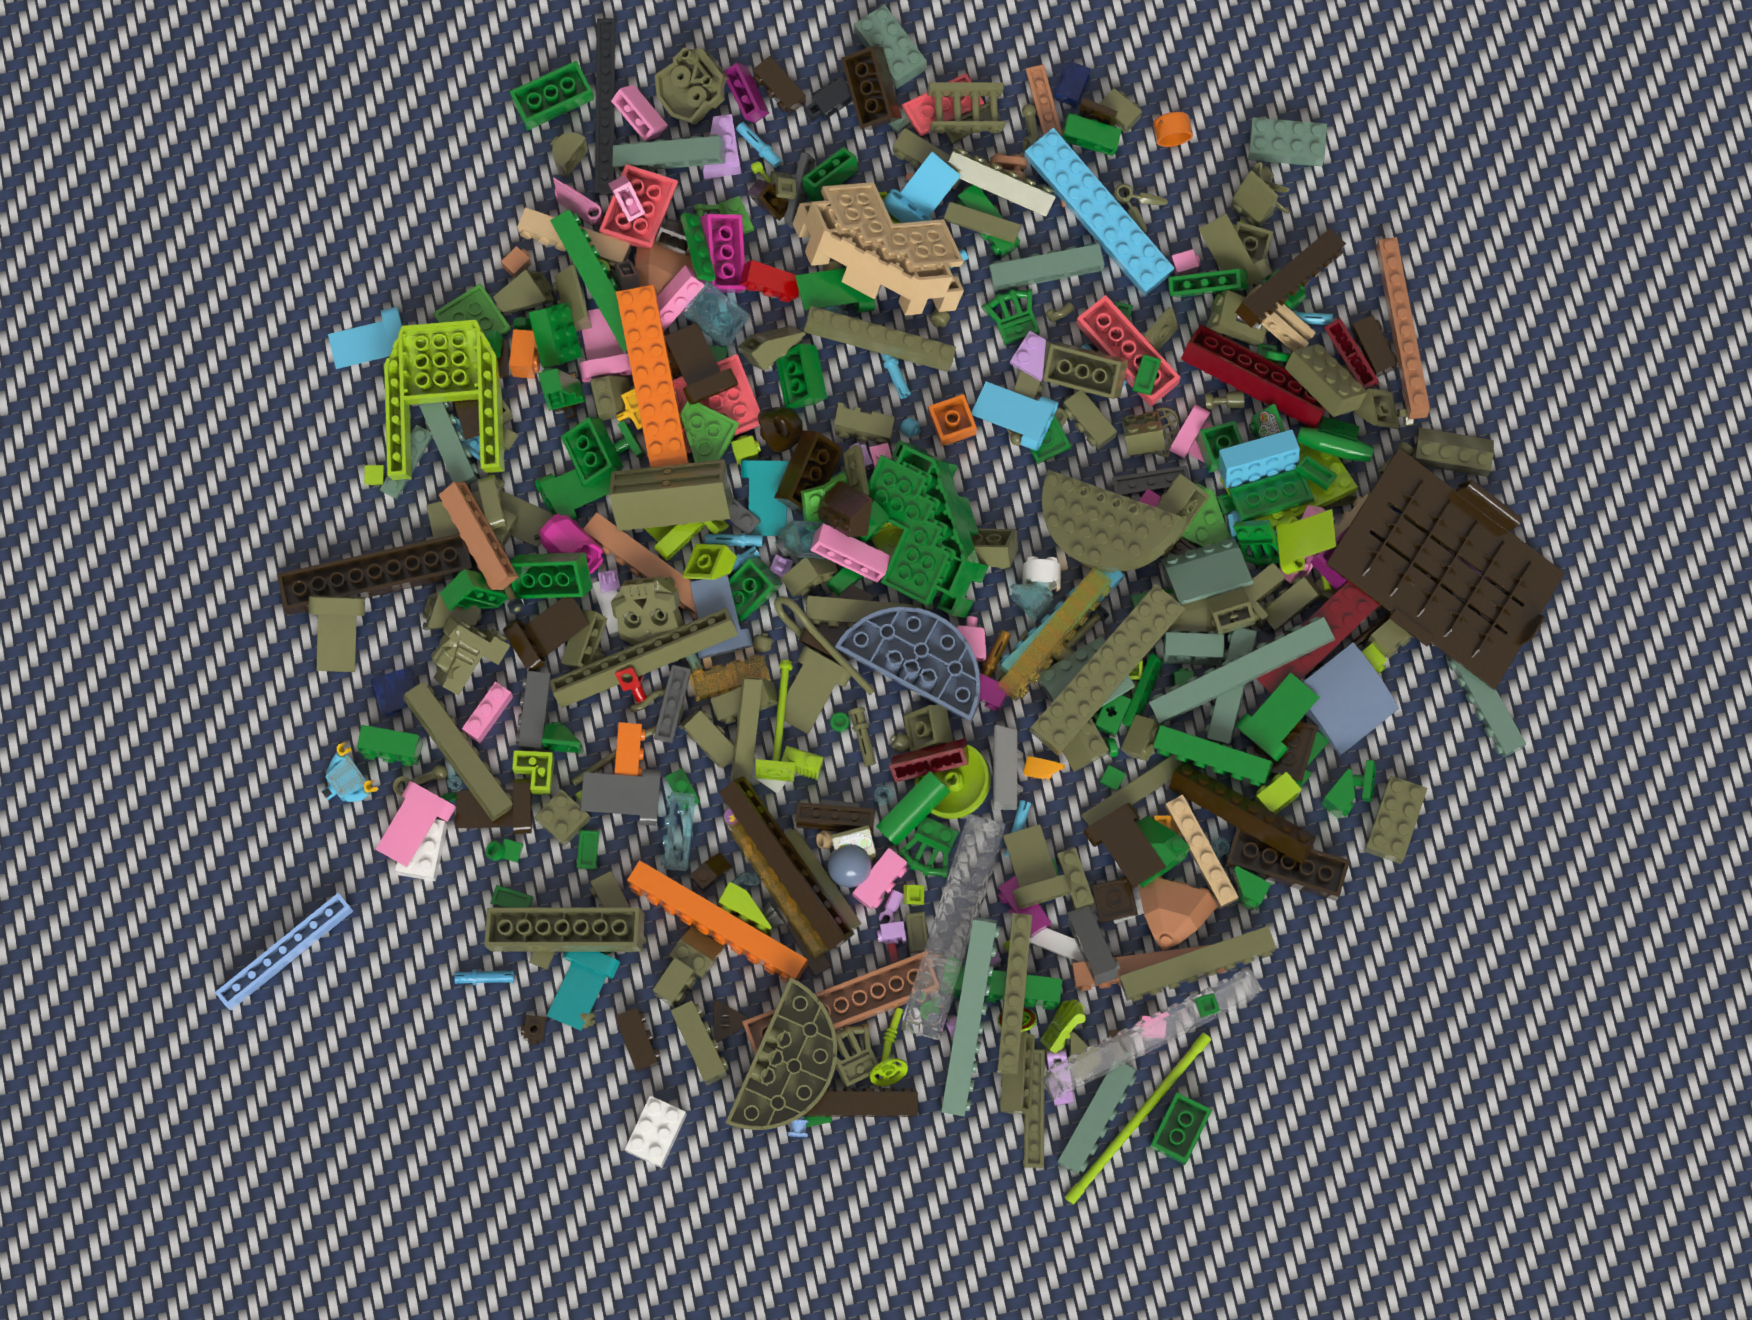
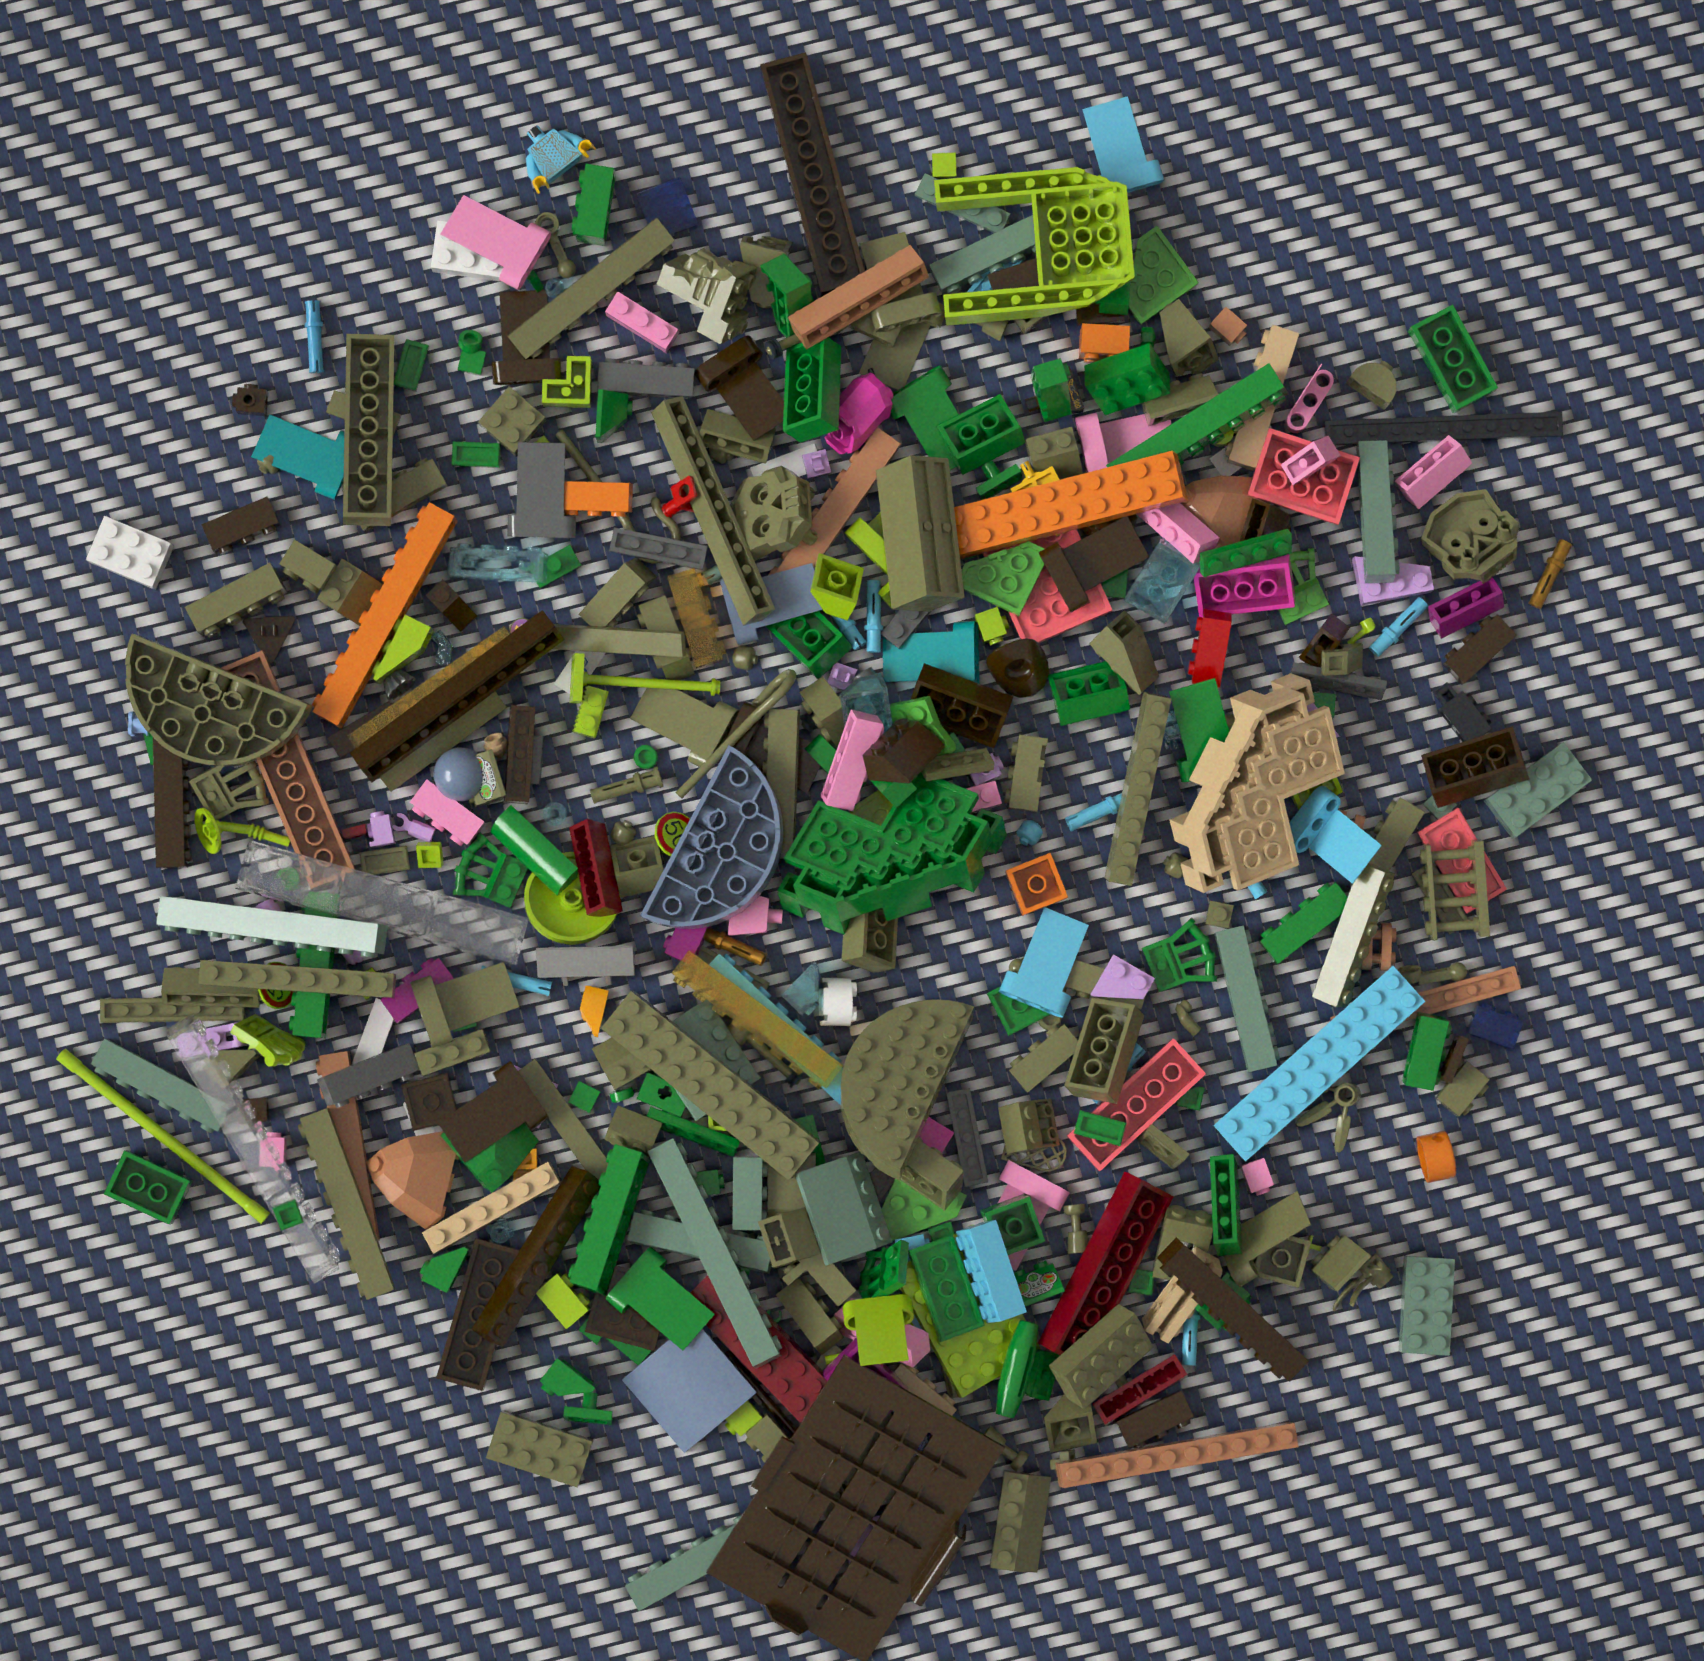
camera: 80 degrees right, 10 degrees up
(284, 951) = (336, 93): light blue brick -> none
(336, 631) = (739, 130): olive piece -> none
(626, 276) = (1205, 466): dark grey brick -> none
(722, 32) = (1554, 565): none -> pearl gold pin
(830, 173) = (1358, 718): green brick -> none
(902, 699) = (669, 830): none -> piece
(979, 286) = (1219, 914): none -> olive plate
(982, 222) = (1298, 914): olive tile -> none
(1275, 355) = (1135, 1297): green tile -> none
(1316, 472) = (977, 1344): green tile -> none

